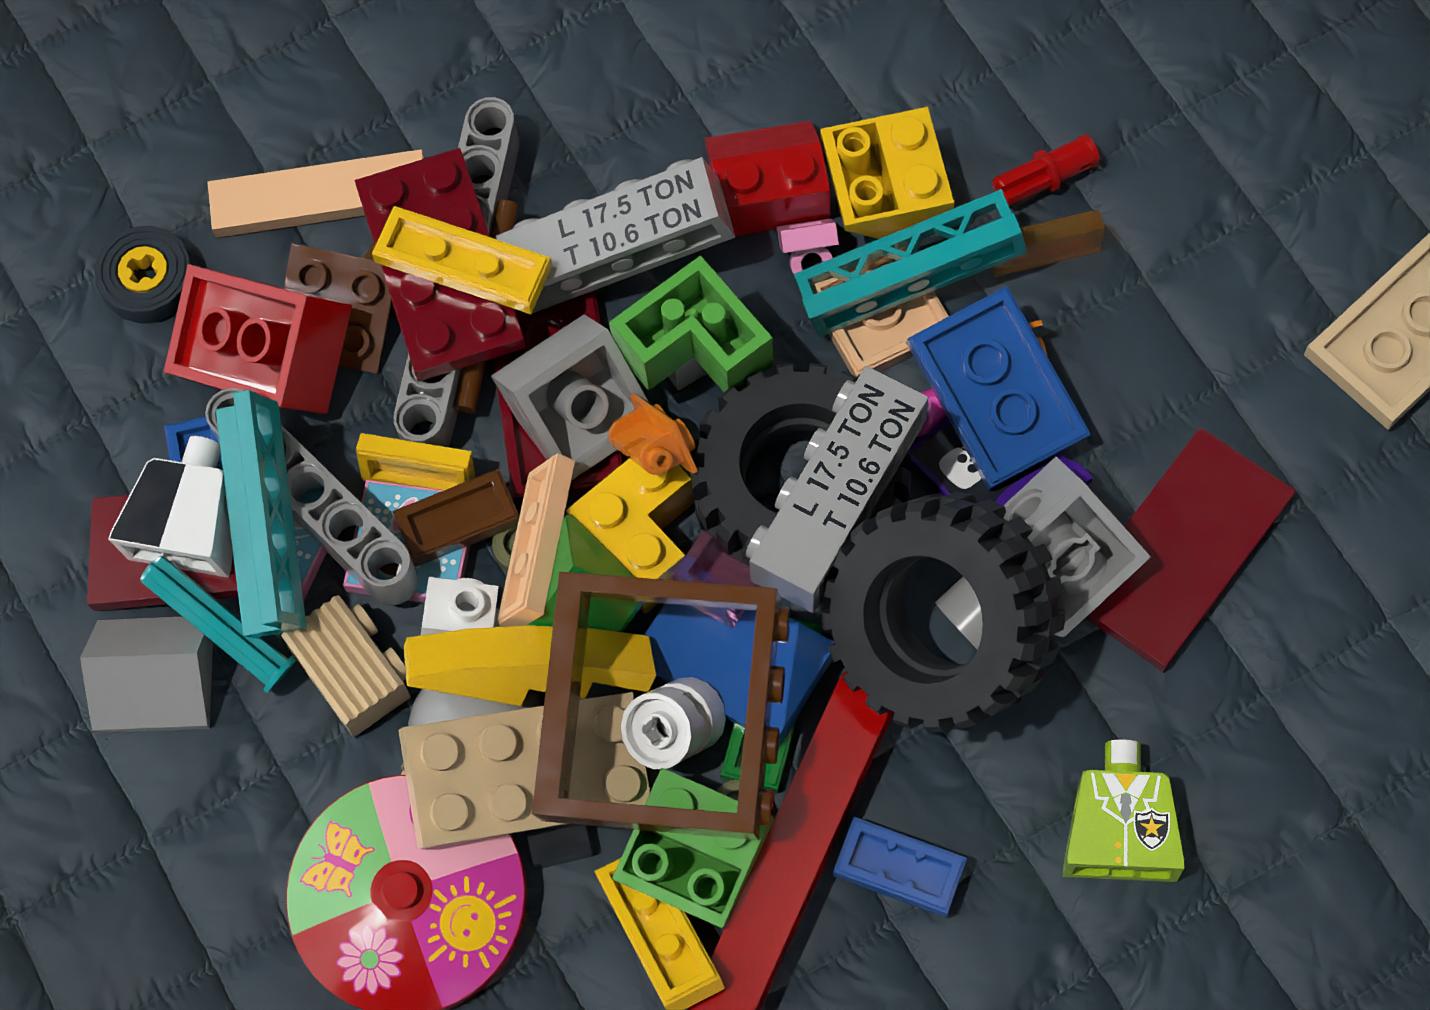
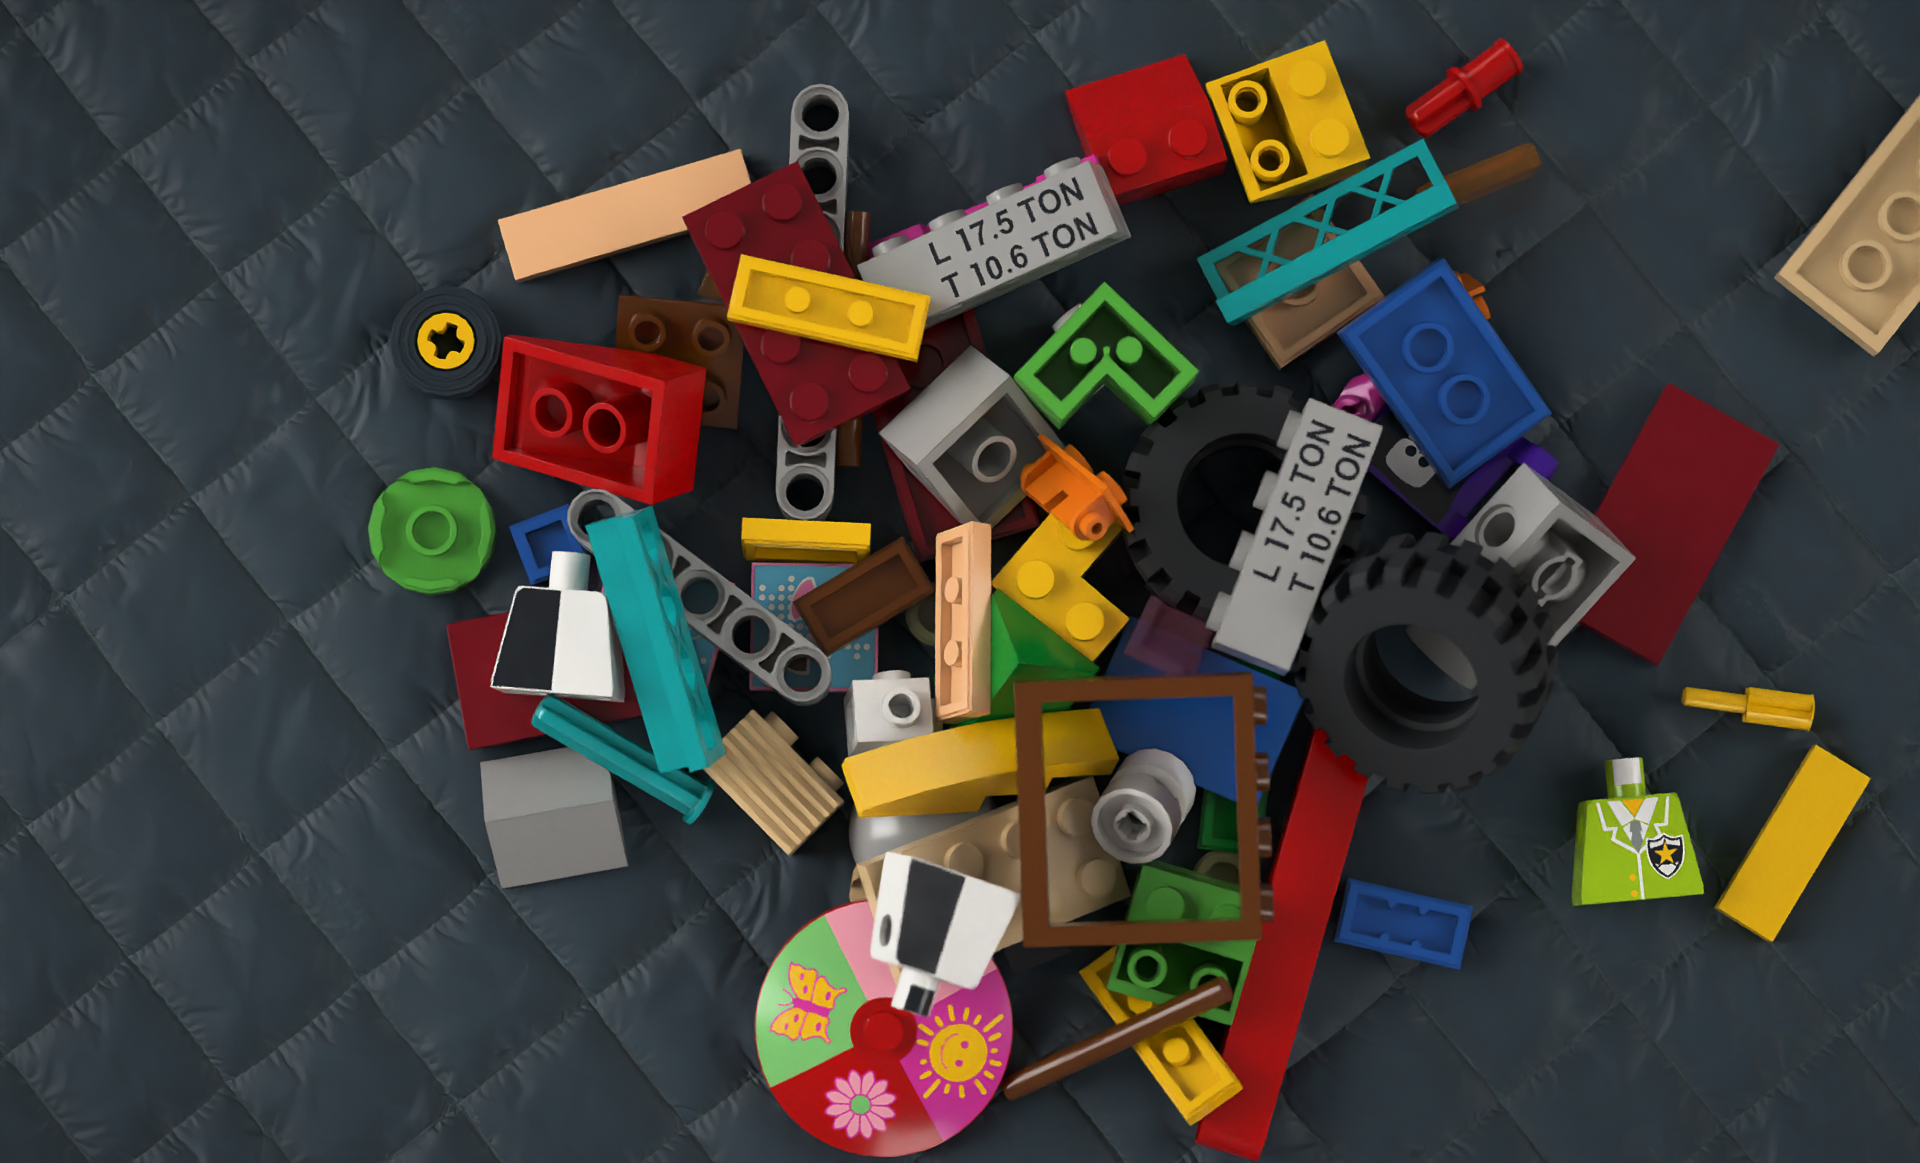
camera: 20 degrees left, 15 degrees up
(100, 424) = (432, 531): none -> bright green tile
(455, 786) = (936, 928): none -> white torso
(615, 927) = (1117, 1038): none -> reddish brown bar
(807, 238) = (1204, 208): bright pink tile -> none
(1254, 716) = (1757, 705): none -> yellow axle
(1274, 844) = (1792, 843): none -> yellow tile

